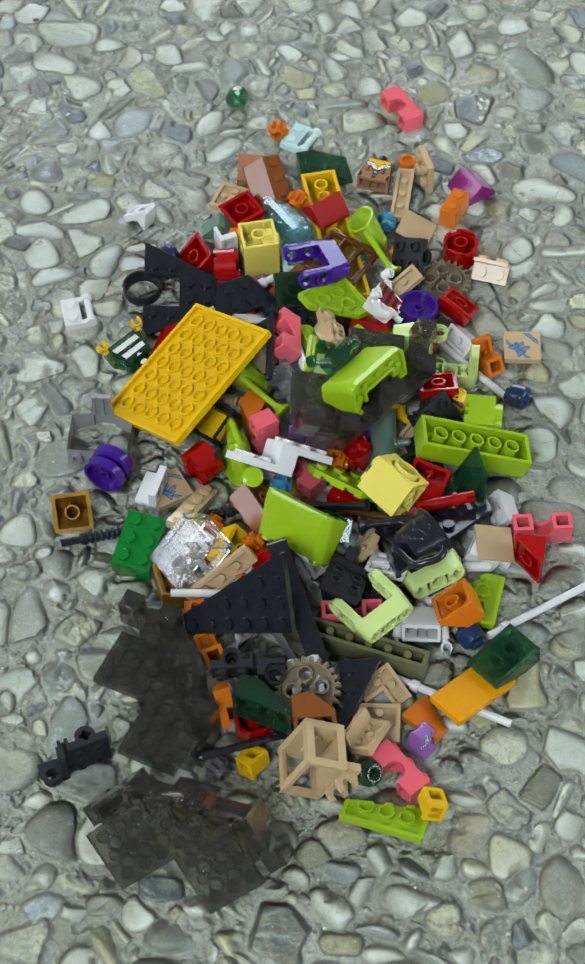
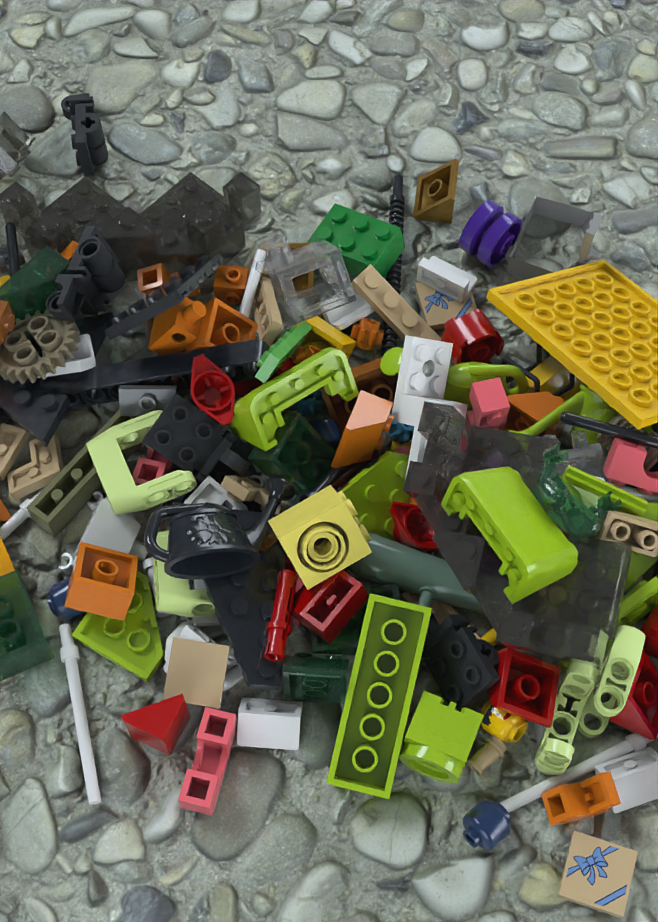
camera: 105 degrees right, 10 degrees up
(273, 529) = (281, 351): none -> bright green plate
(306, 487) = (364, 430): none -> orange slope
(315, 563) = (212, 390): none -> red hat
(322, 615) = (142, 399): none -> dark grey plate

